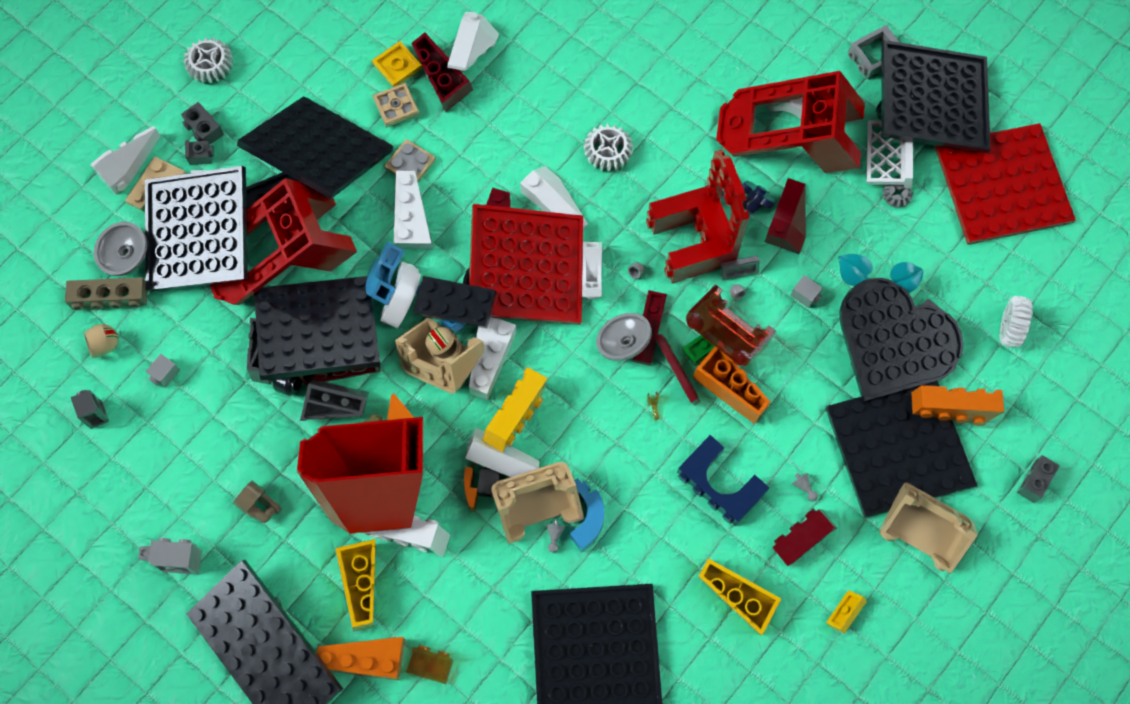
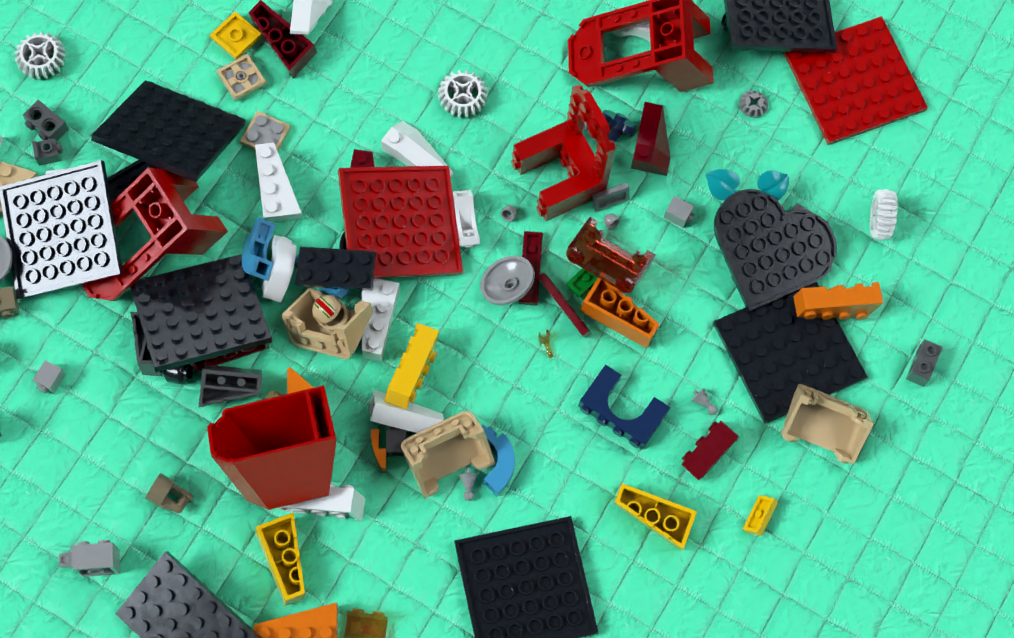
camera: 15 degrees left, 0 degrees up
(906, 159) = (756, 66): white fence -> none

